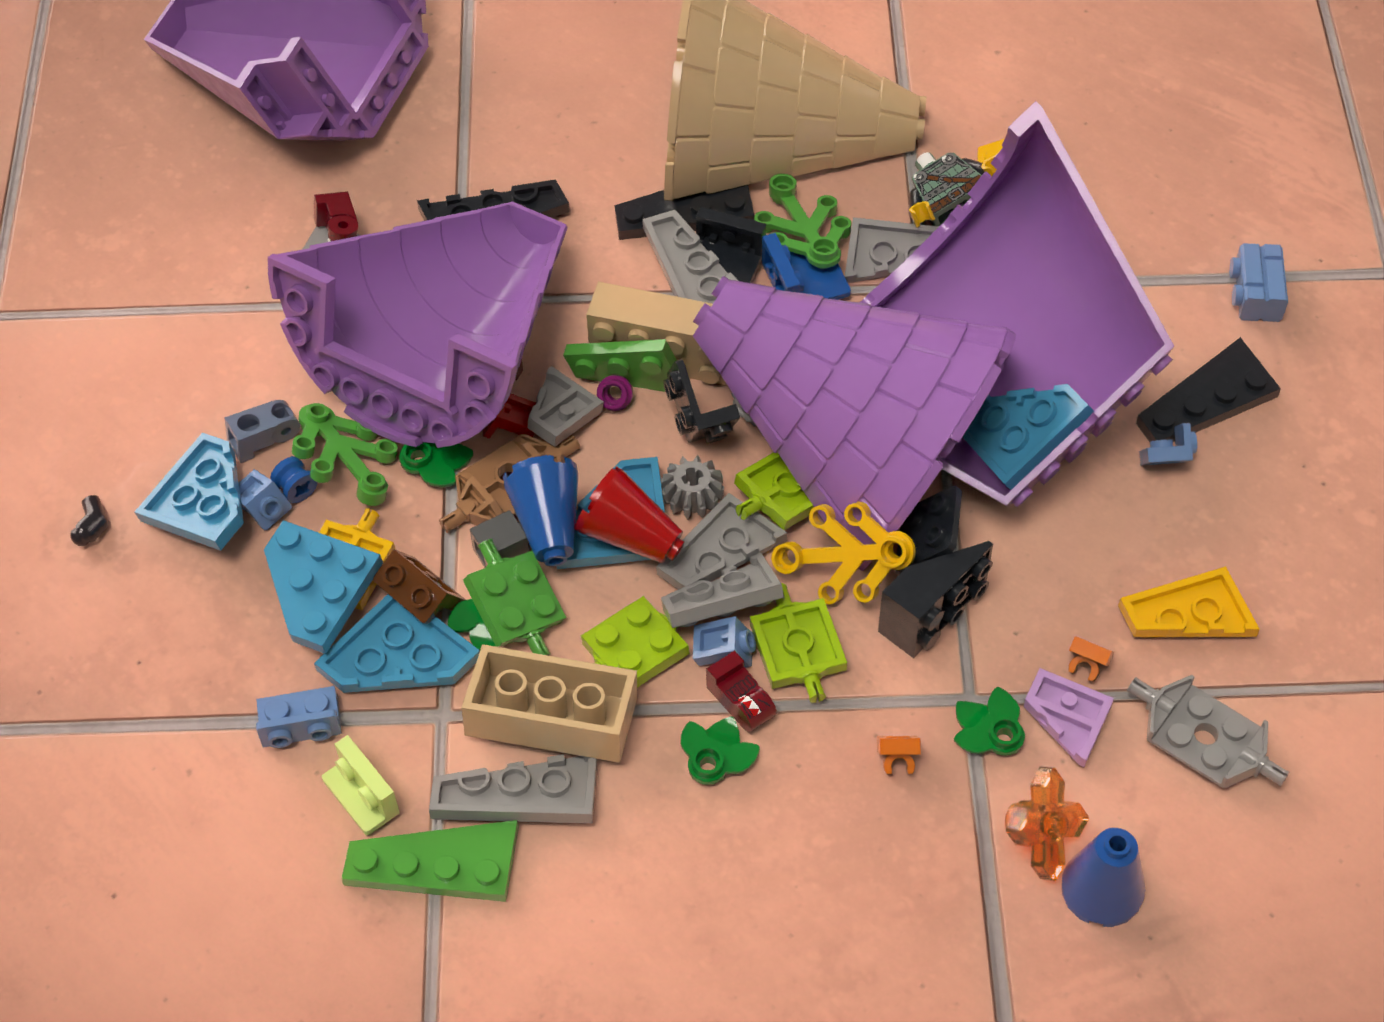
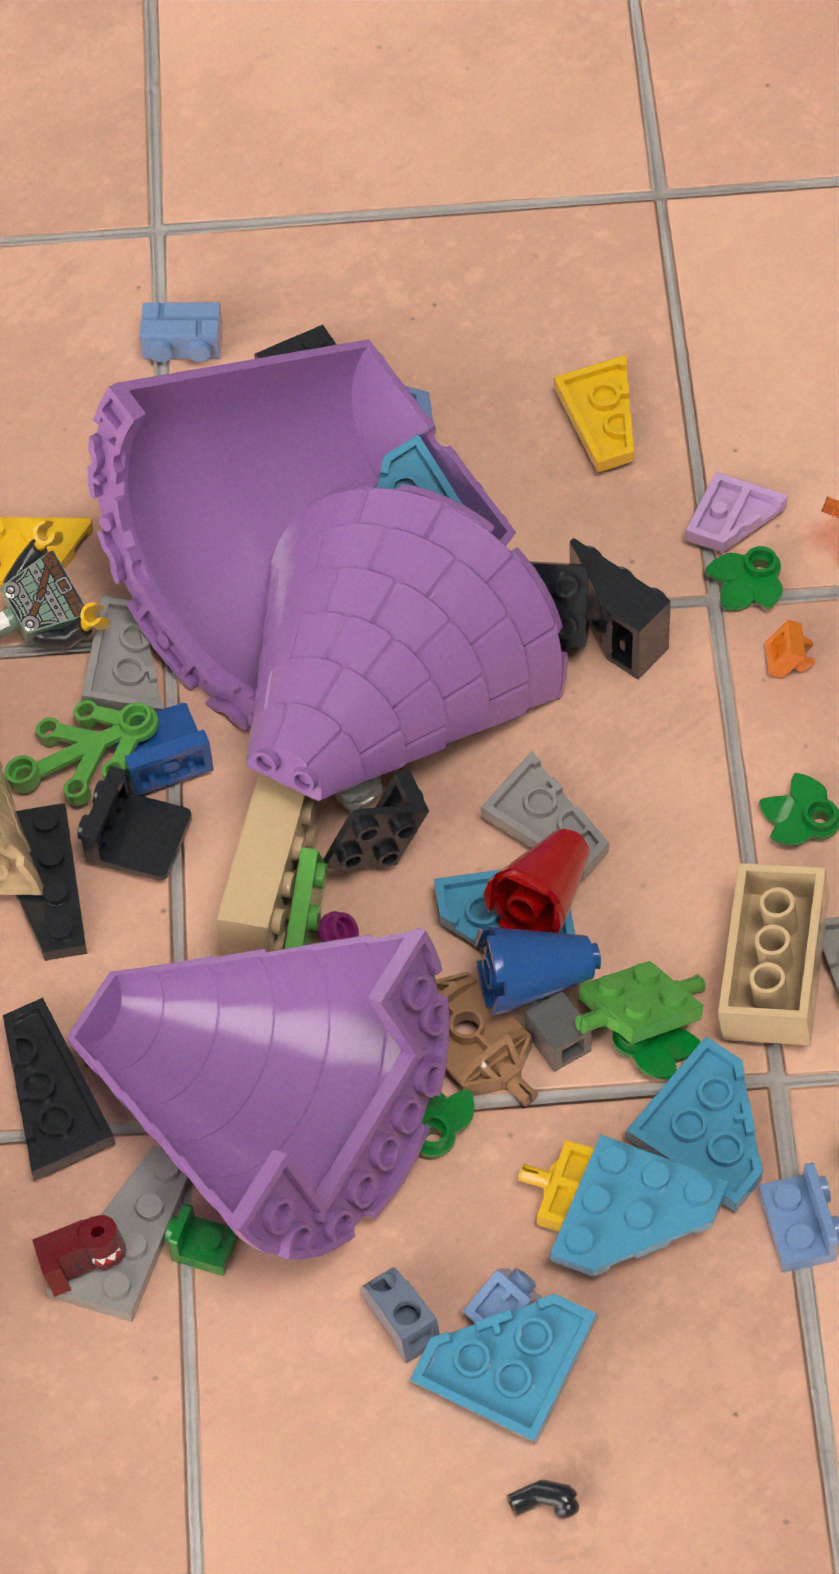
camera: 90 degrees left, 0 degrees up
(293, 479) = (477, 1262): blue wheel -> none
(321, 421) = (391, 1245): bright green plant -> none
(415, 586) = (629, 1104): reddish brown bracket -> none
(636, 640) = (678, 894): lime plate -> none
(684, 260) = (182, 845): light grey wing -> none
(692, 486) = (471, 844): light grey gear -> none
(720, 638) = (674, 809): medium blue bracket -> none
(733, 591) = (618, 799): light grey wing -> none
(739, 692) = (734, 790): dark red leg -> none
(772, 491) = (476, 763): lime plate -> none
(798, 644) = (668, 741): lime plate -> none
(849, 552) = (576, 679): yellow plant -> none
(1089, 653) = (662, 491): orange tile -> none
(1183, 710) = (752, 381): light grey plate -> none

